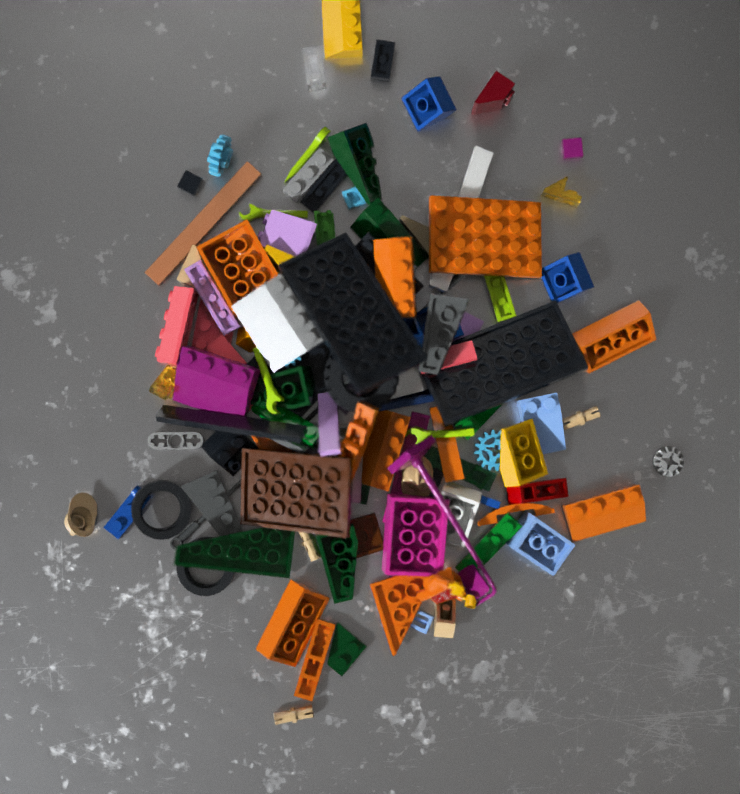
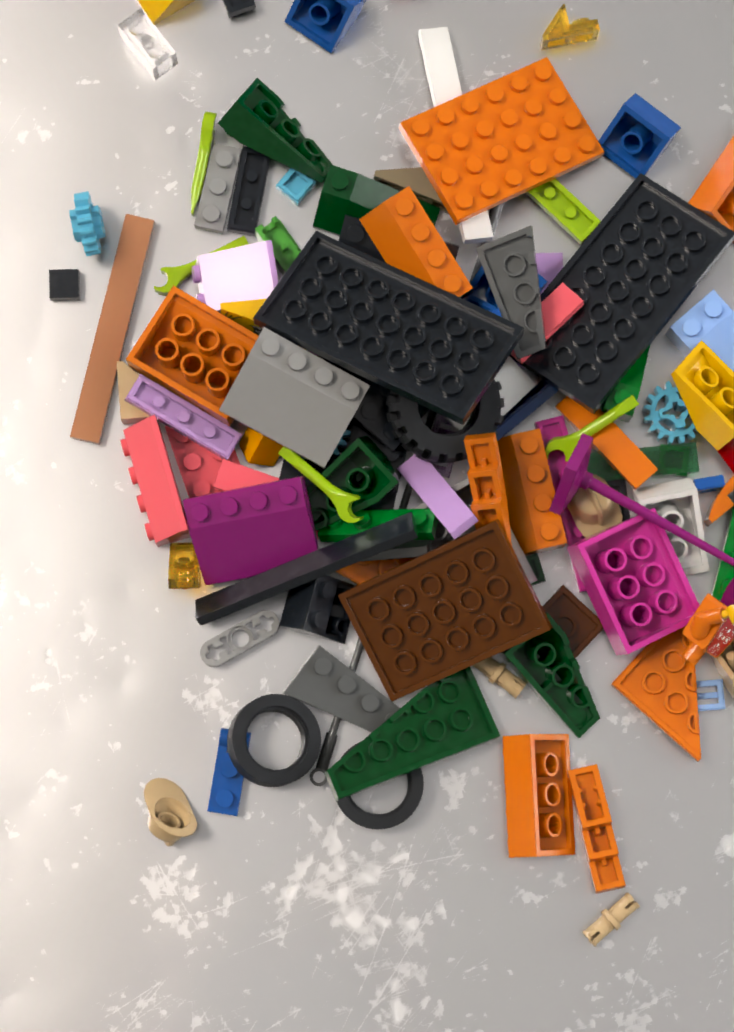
camera: 35 degrees left, 5 degrees down
(344, 649) = (628, 792): dark green wing -> none

